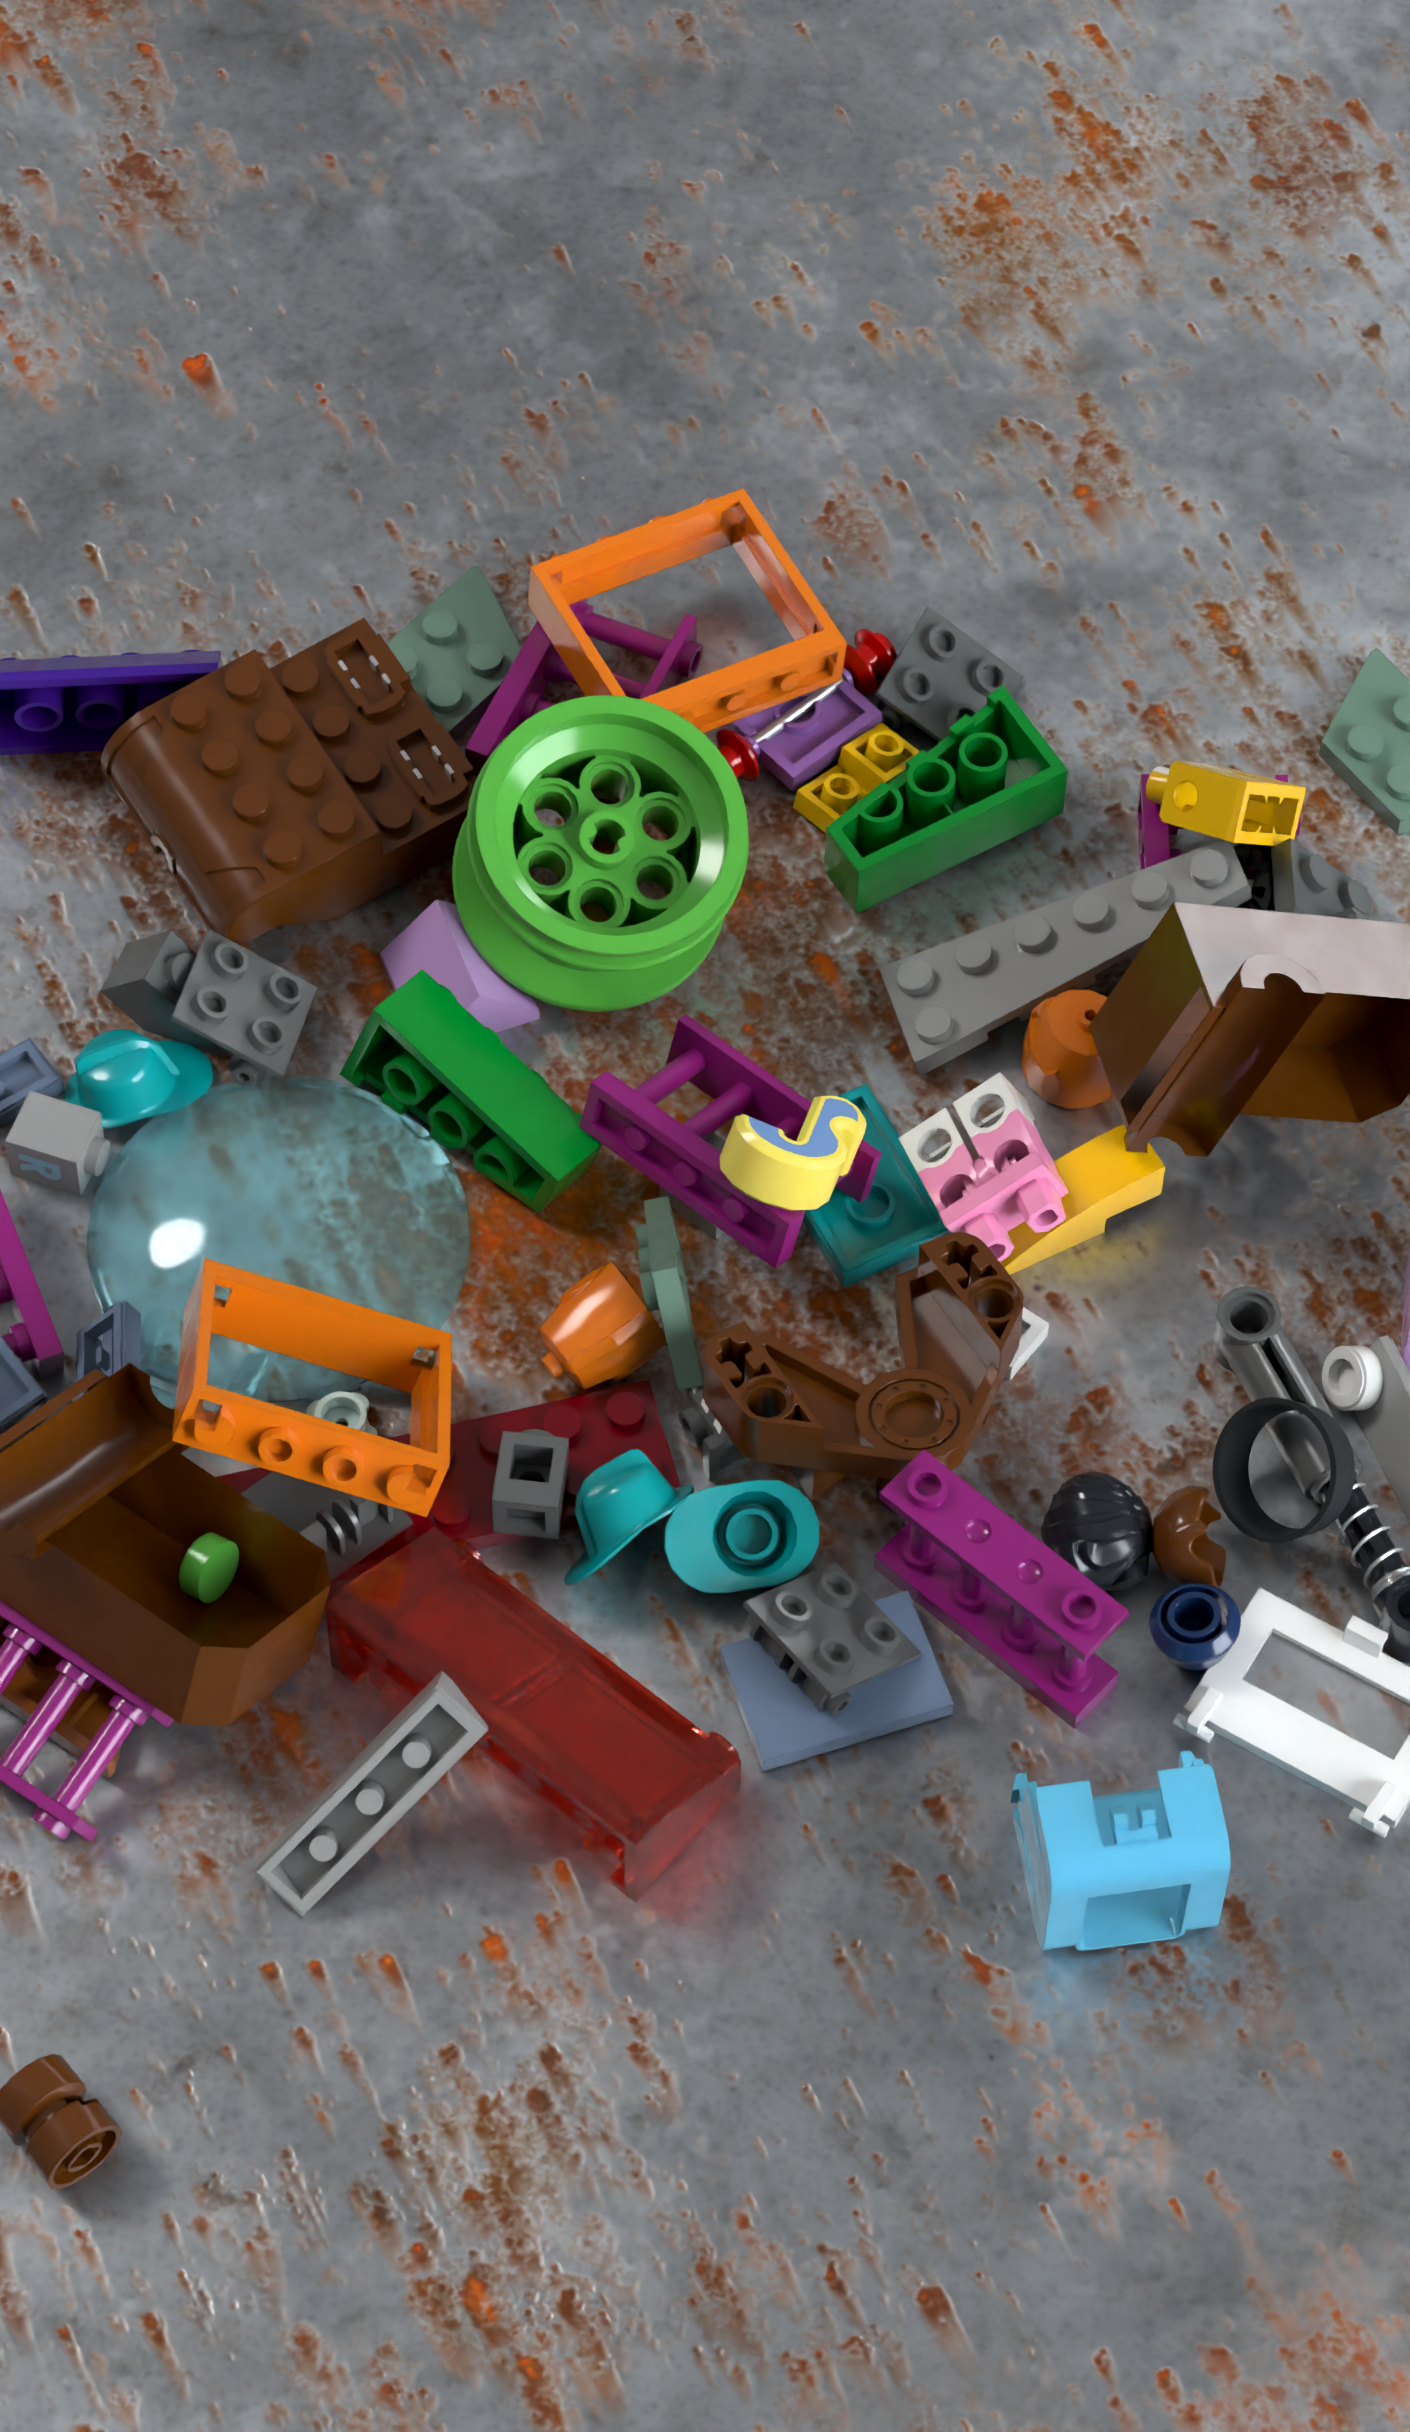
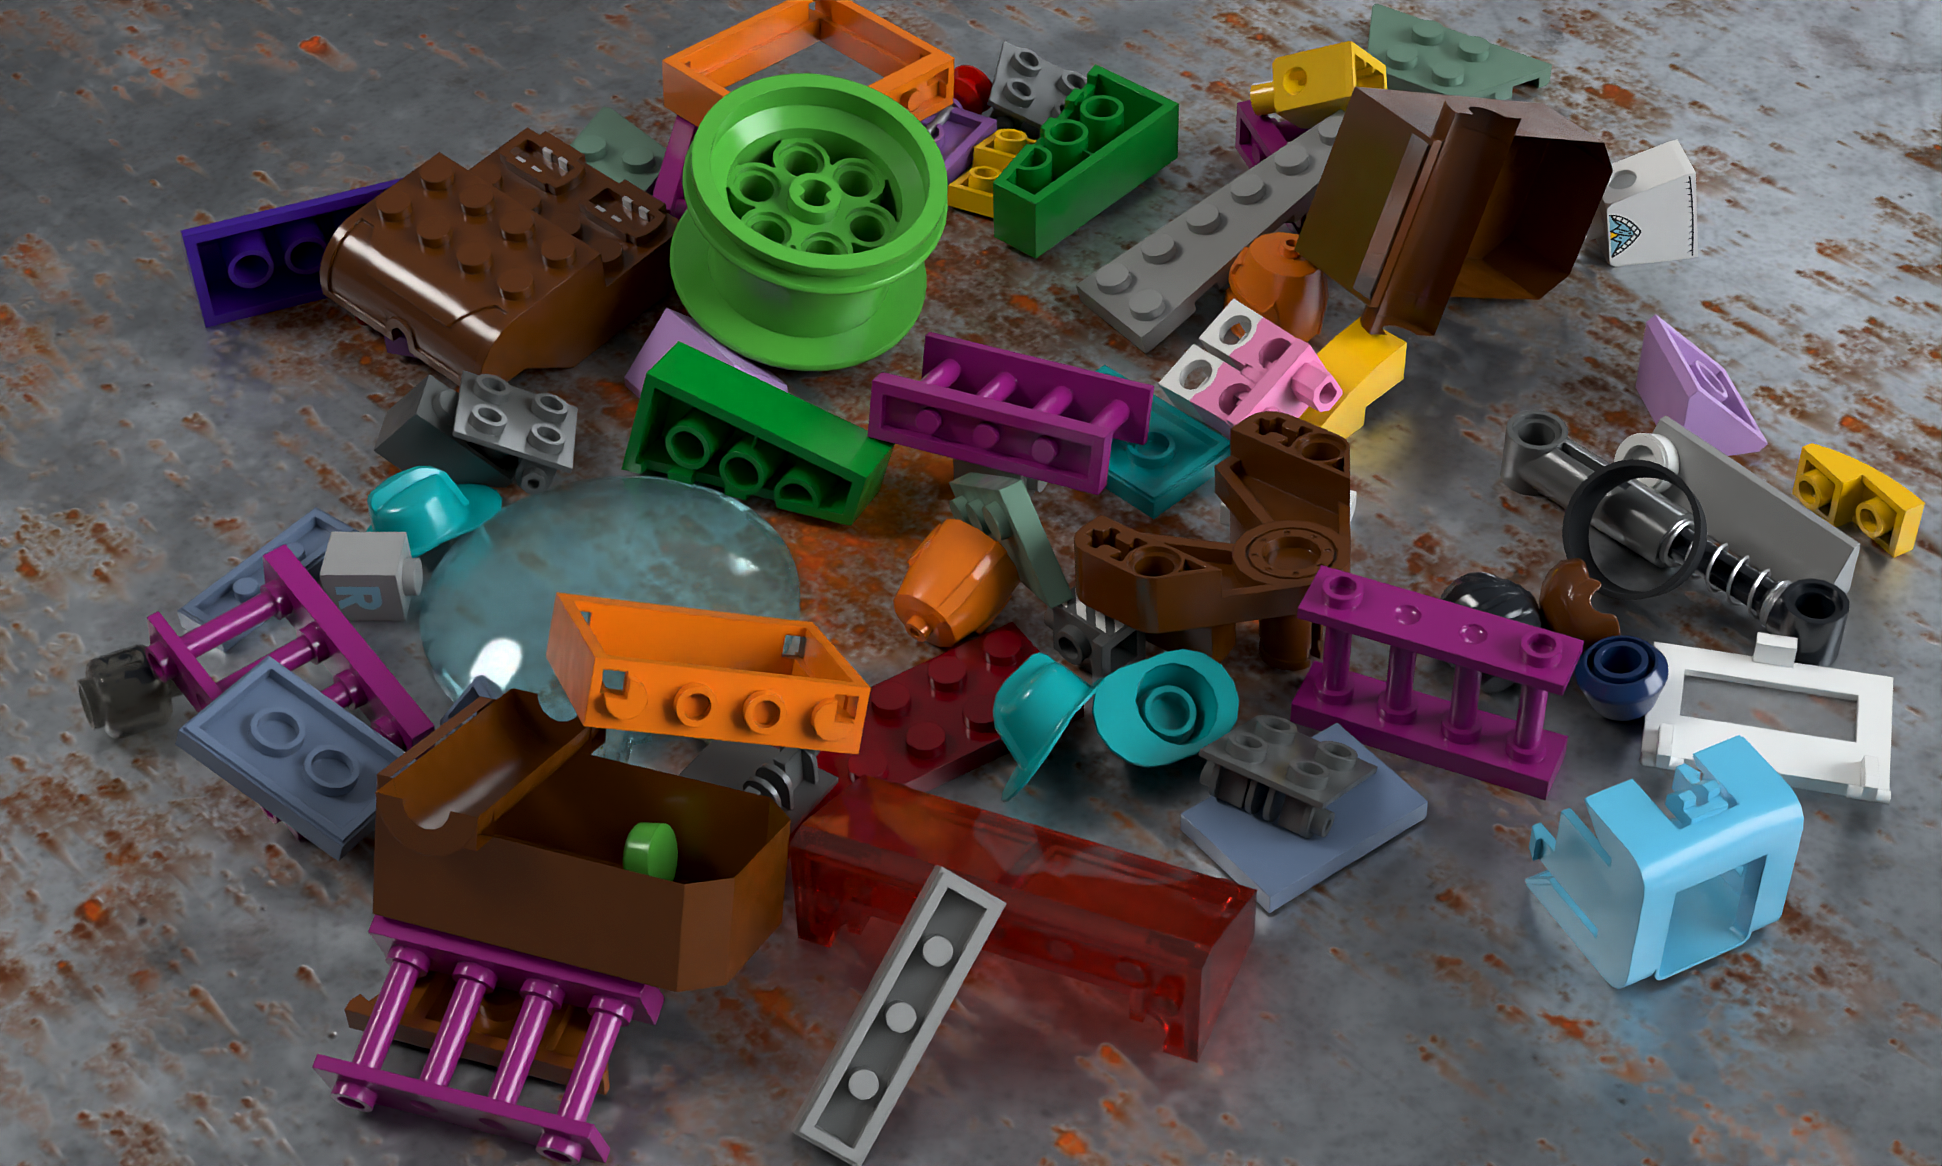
camera: 15 degrees left, 15 degrees down
(530, 1483) = (944, 714): dark grey brick -> none
(791, 1172) = (1079, 391): light yellow animal -> none

